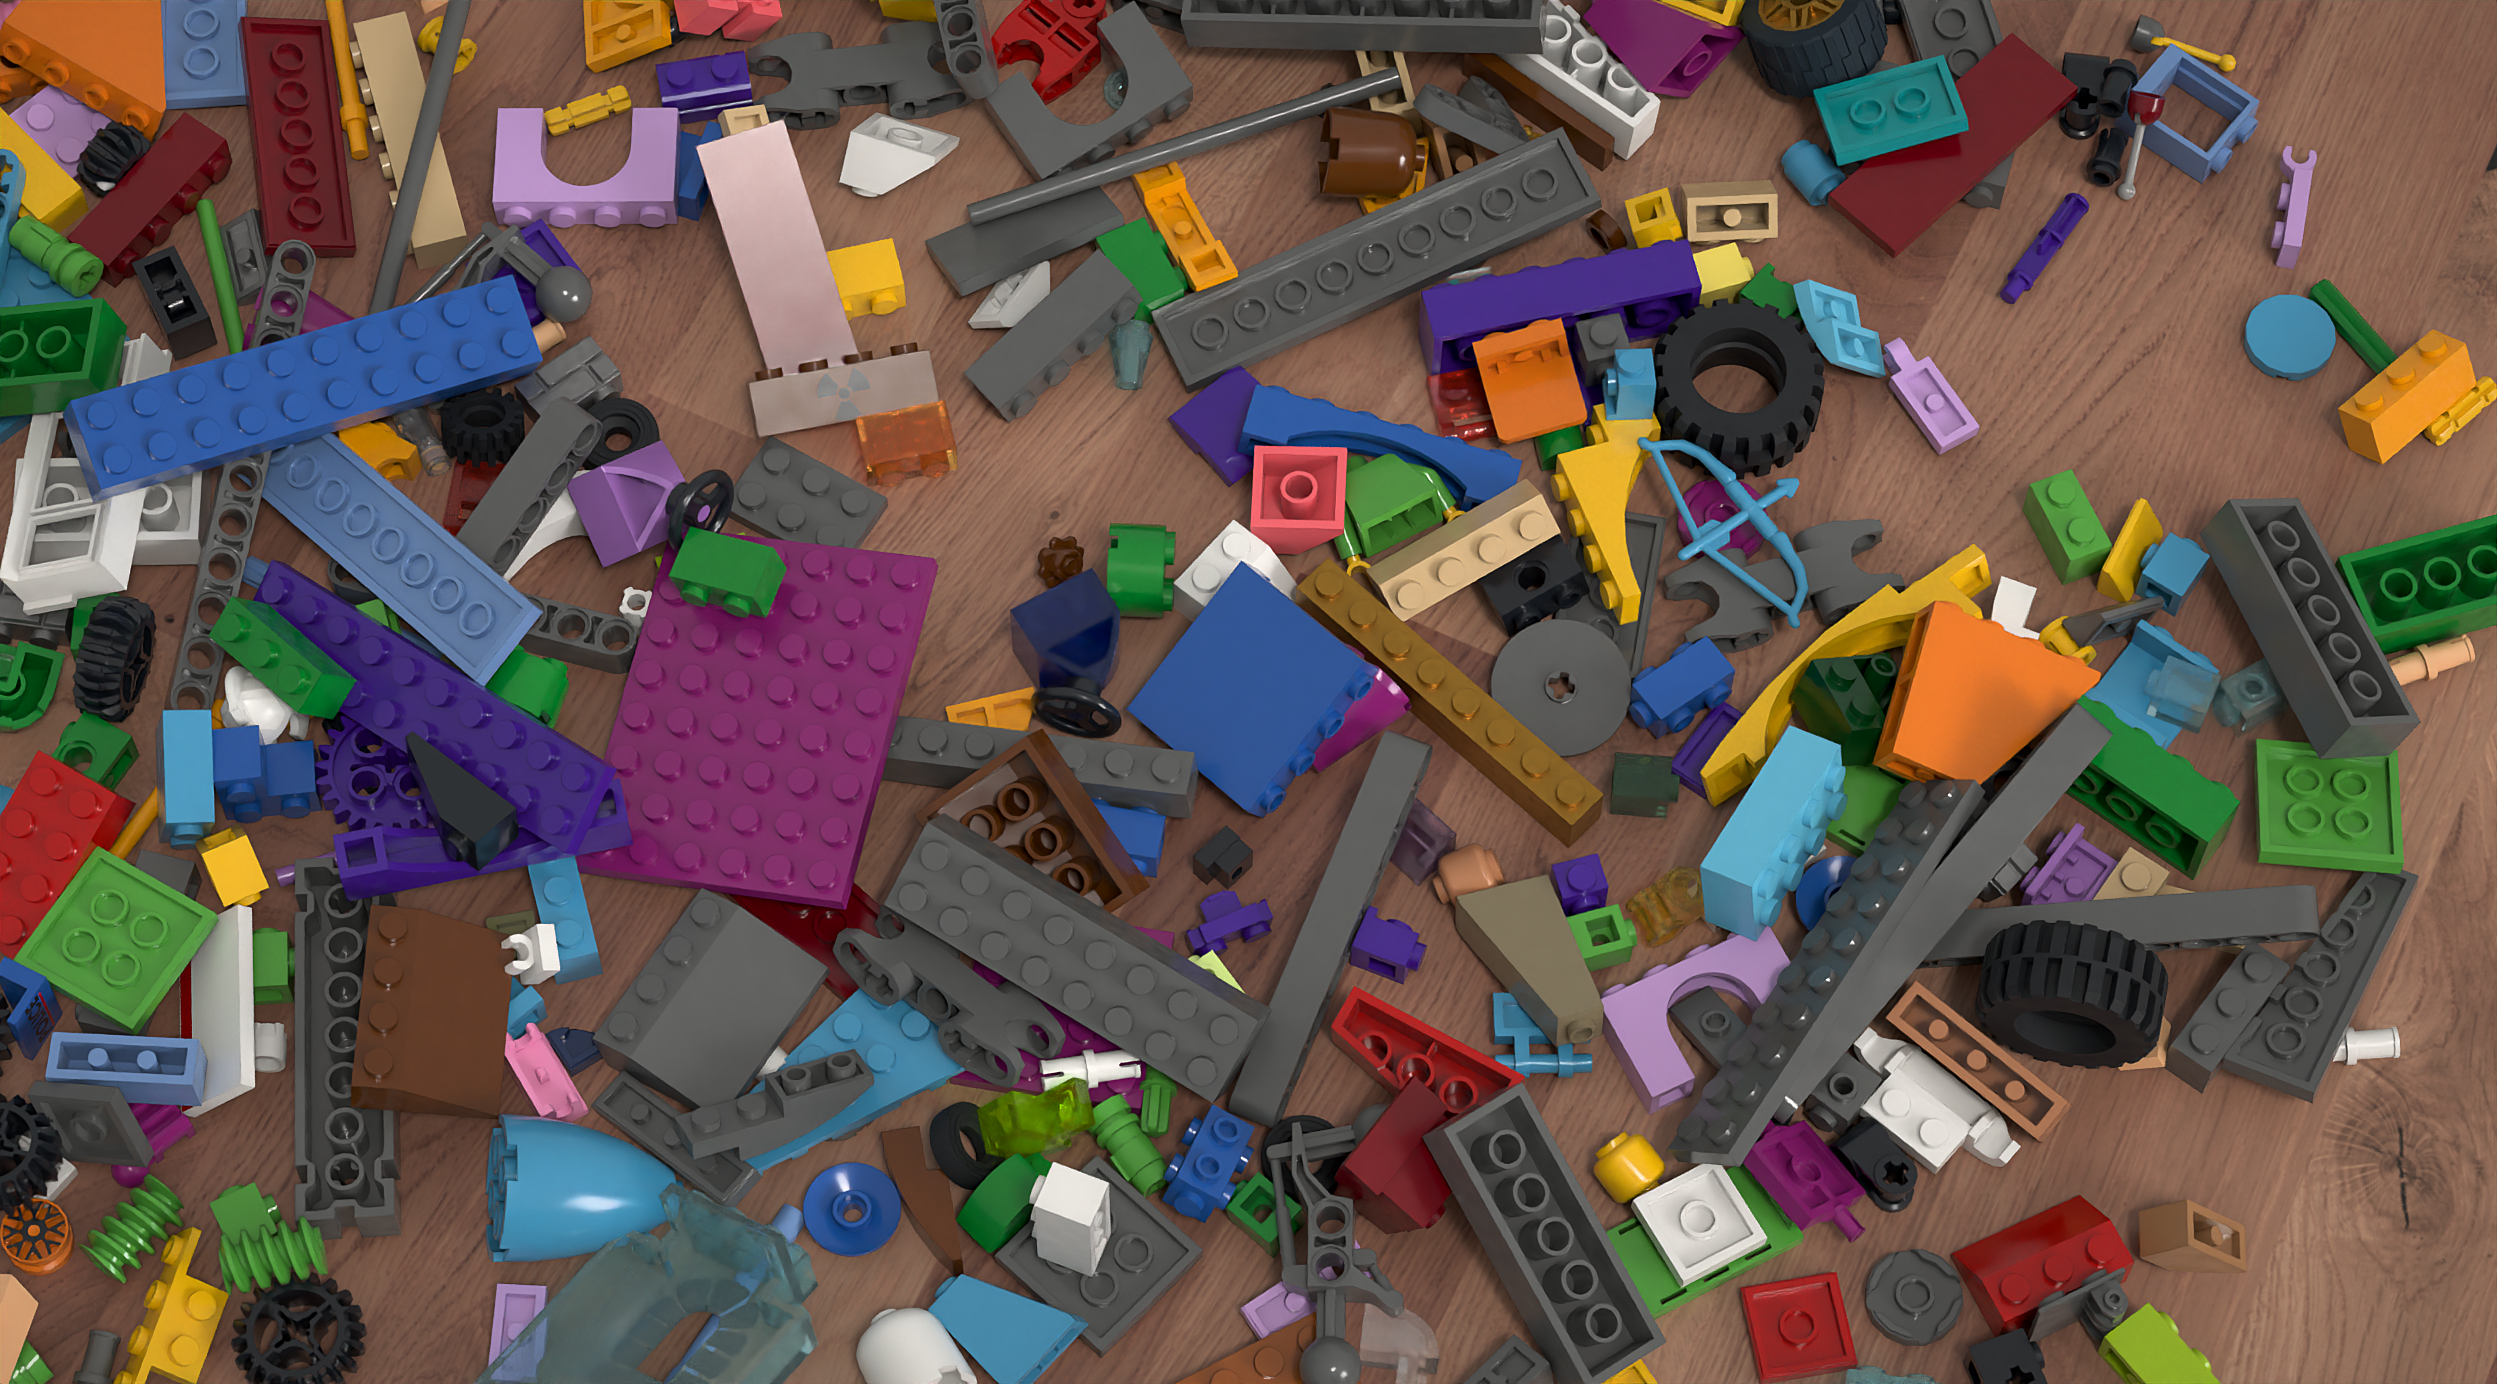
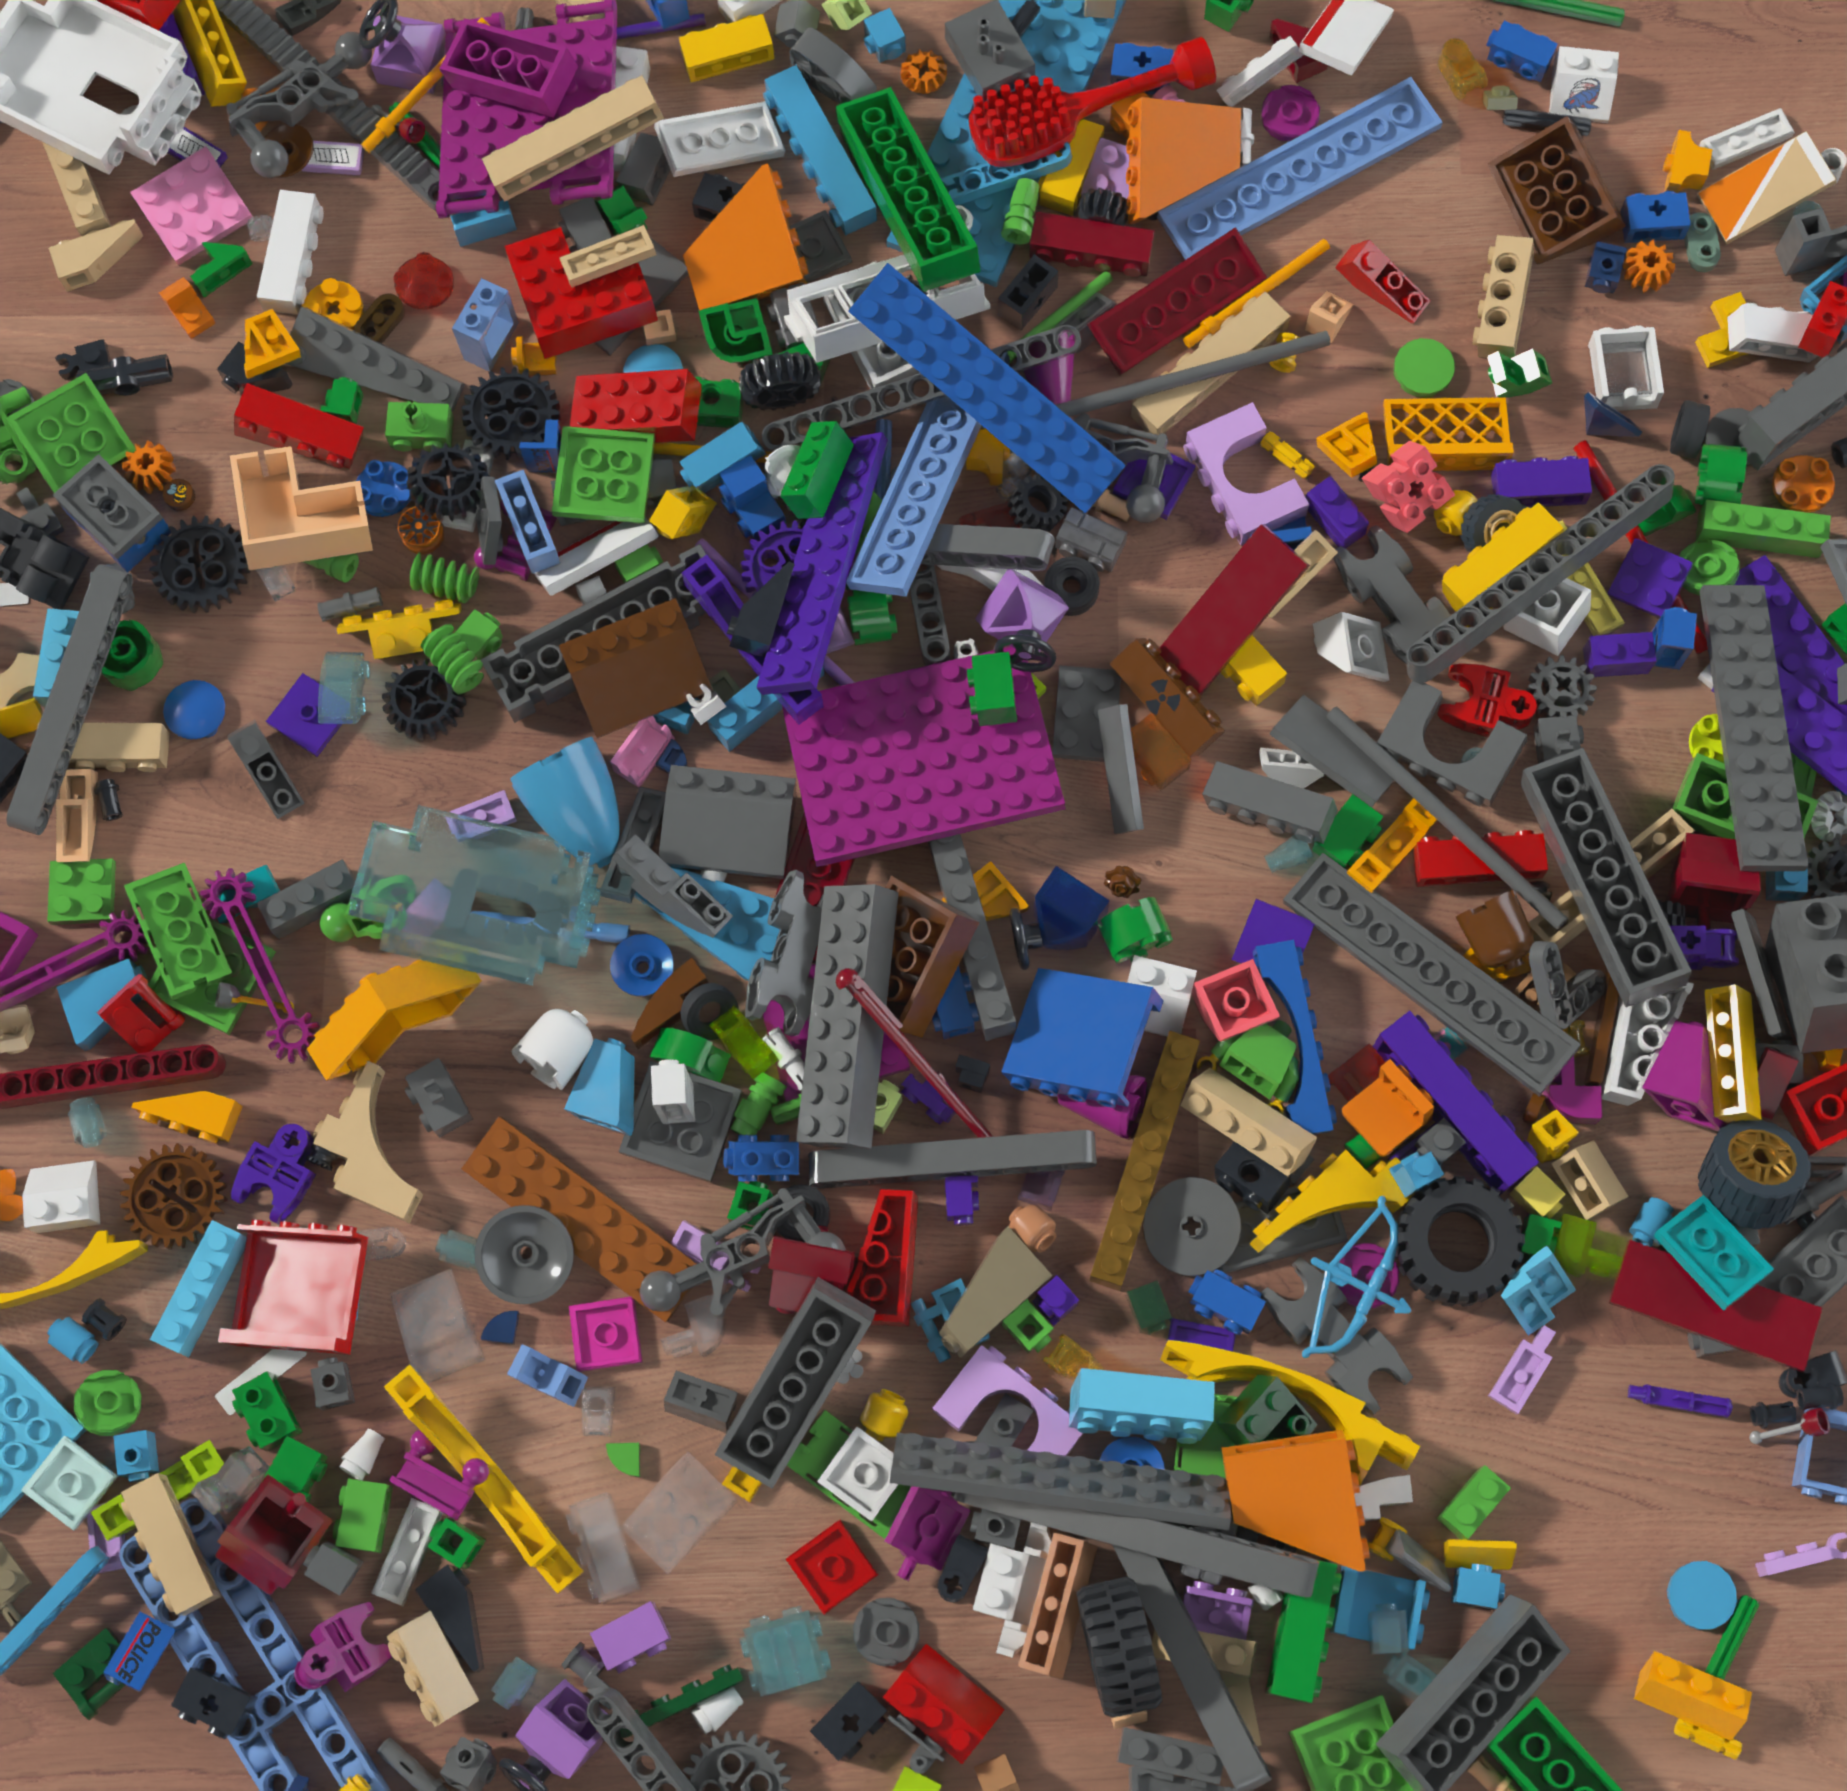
camera: 70 degrees right, 10 degrees up
(910, 490) = (1120, 769): none -> dark grey tile
(1045, 907) = (849, 979): none -> dark red bar
(1246, 168) = (1453, 863): none -> red brick
(1625, 176) = (1574, 1102): none -> magenta brick
(1800, 260) = (1575, 1251): none -> clear neon green brick
(2069, 812) = (1265, 1596): none -> white hose

